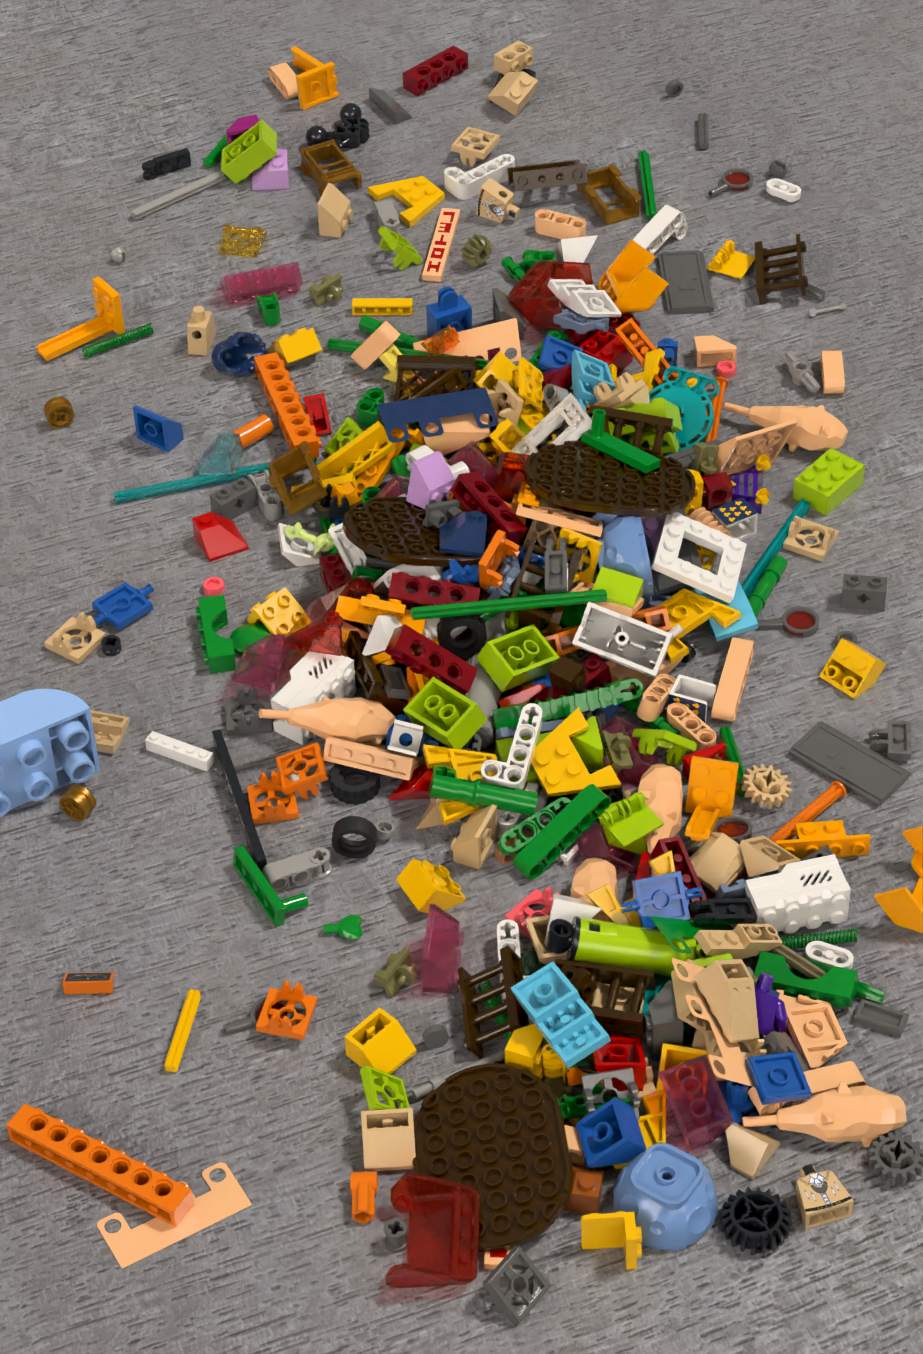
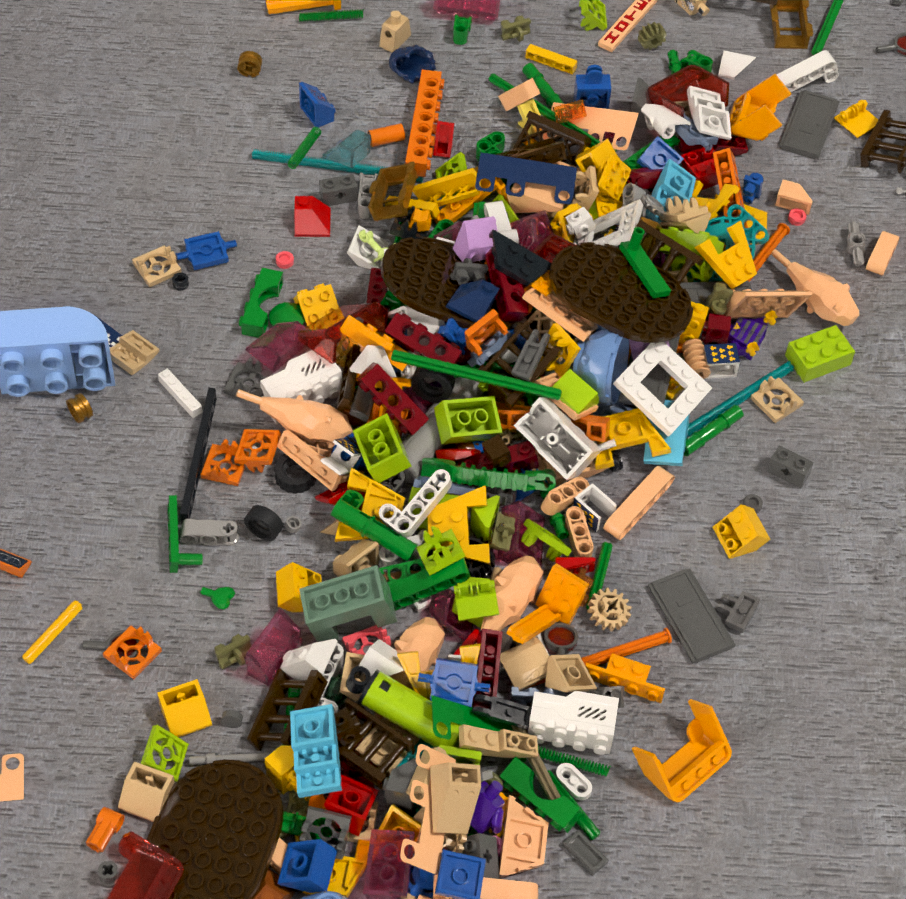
camera: 20 degrees right, 10 degrees up
(171, 463) = (303, 150): none -> green piece
(296, 345) = (461, 72): yellow slope -> none
(484, 946) = (301, 661): none -> white slope
(488, 481) = (517, 260): none -> black wing
(496, 869) = (346, 600): none -> sand green piece
(520, 437) = (580, 223): none -> white brick
(540, 319) = (662, 119): none -> white panel
(559, 224) = (734, 36): light nougat beam -> none
(575, 789) = (435, 561): none -> lime piece
(584, 396) = (652, 204): none -> light grey gear
(698, 419) = (733, 264): none -> yellow wing
(796, 622) = (722, 471): dark grey piece -> none

